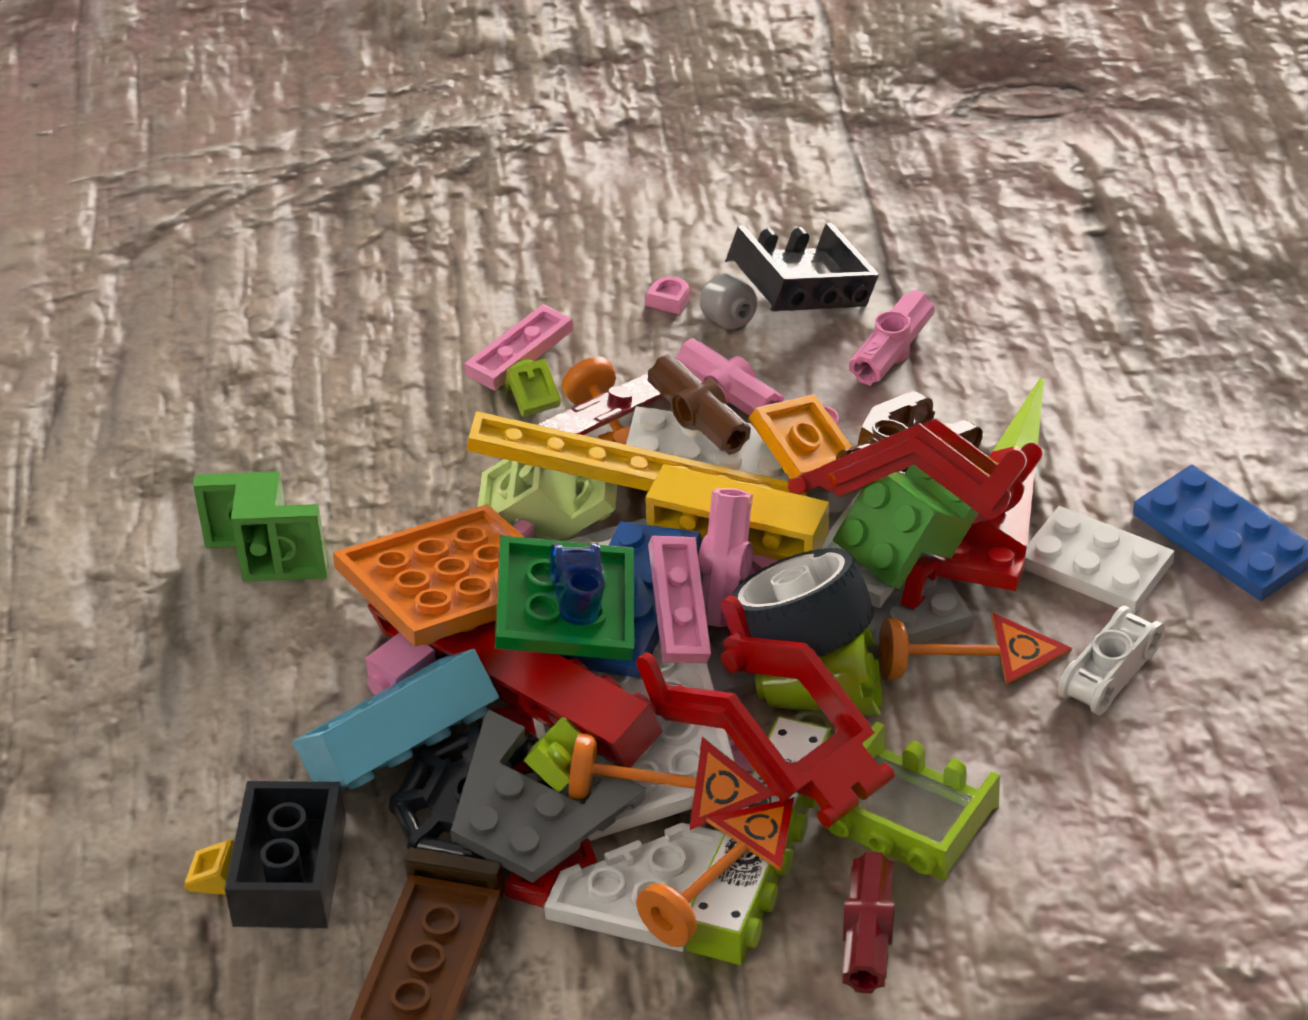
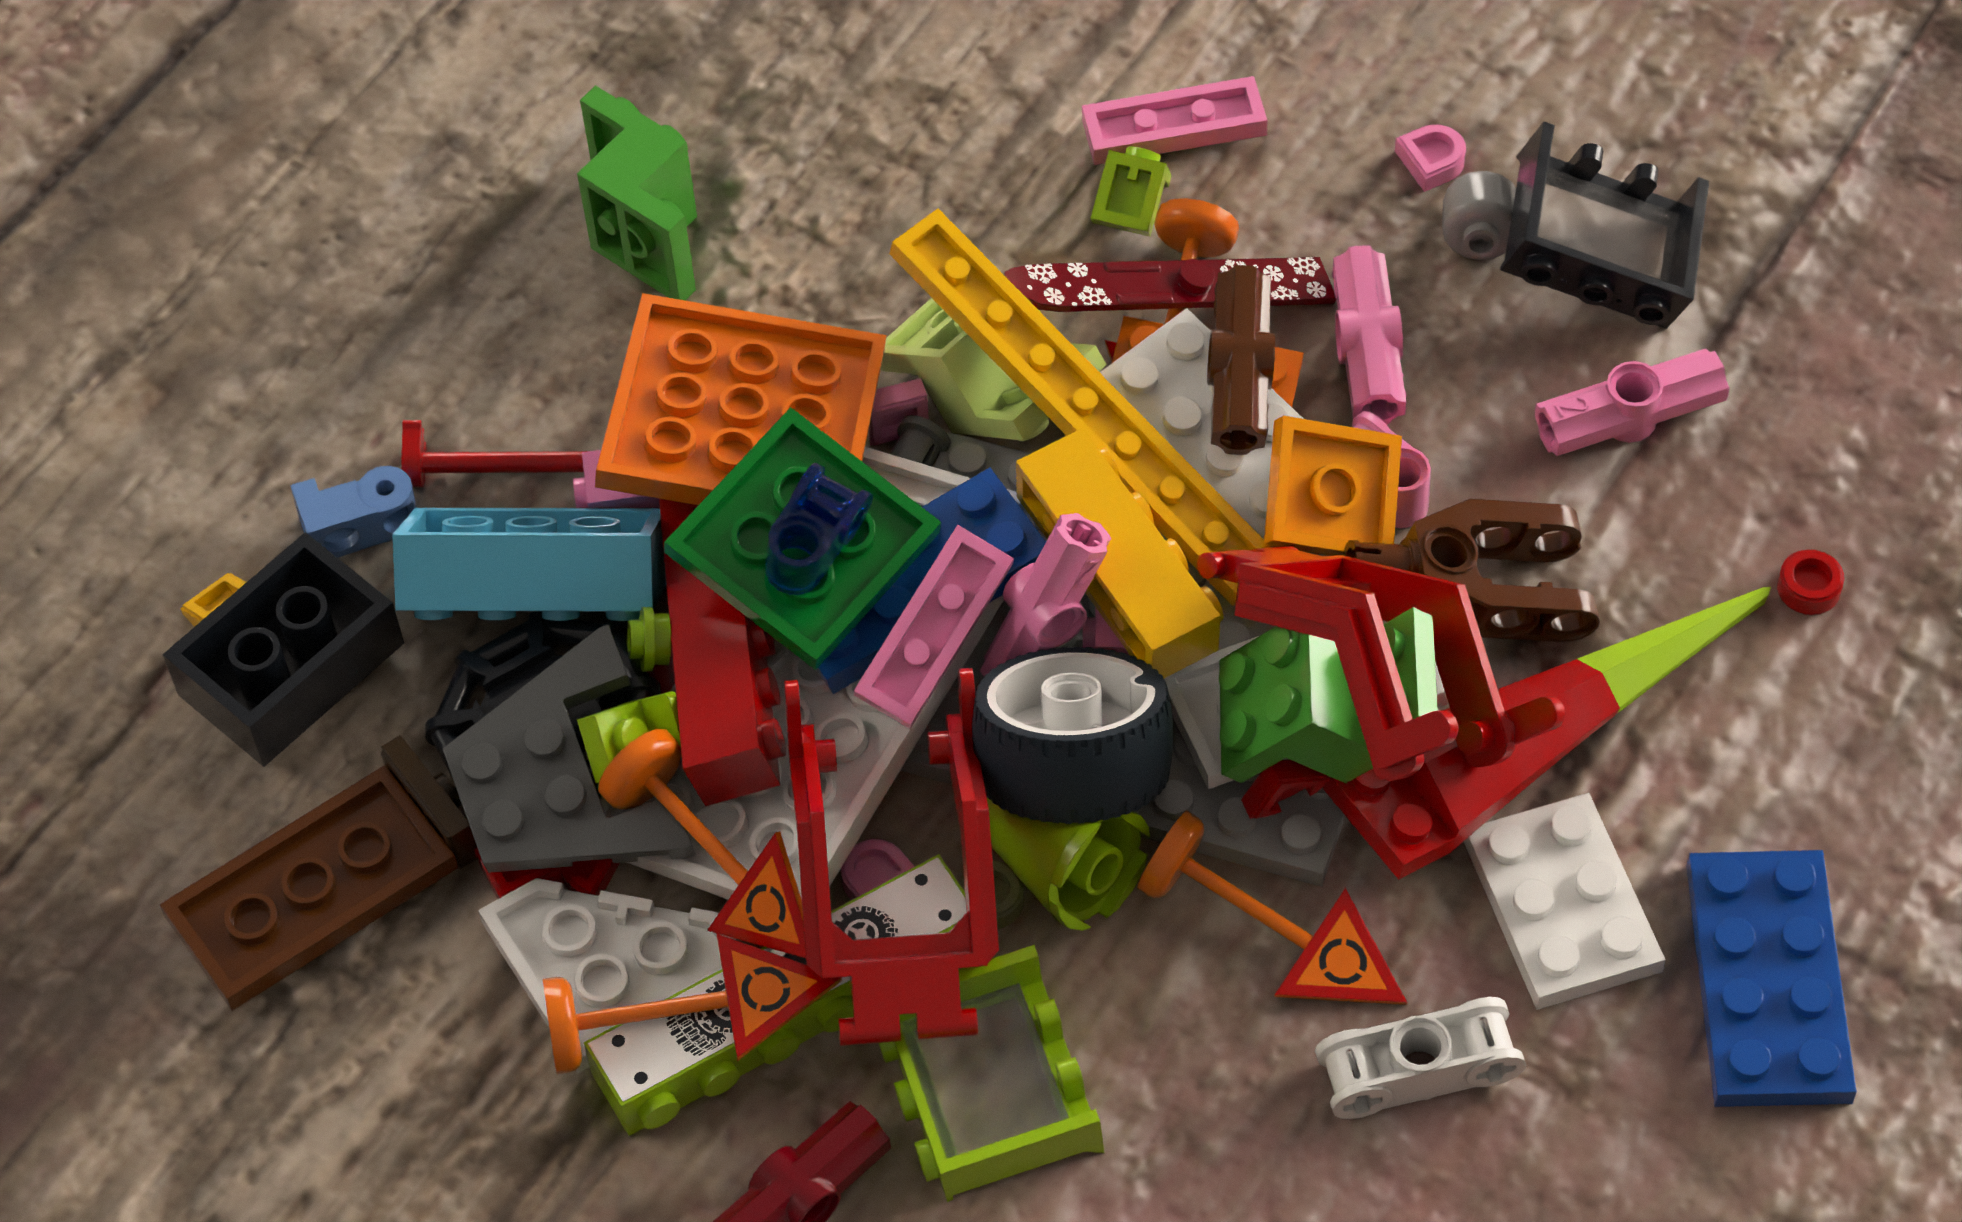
camera: 40 degrees right, 15 degrees up
(255, 761) = (355, 512): none -> medium blue leg
(258, 729) = (418, 462): none -> red piece
(514, 706) = (649, 639): none -> lime plate
(1056, 366) = (1810, 582): none -> red tile

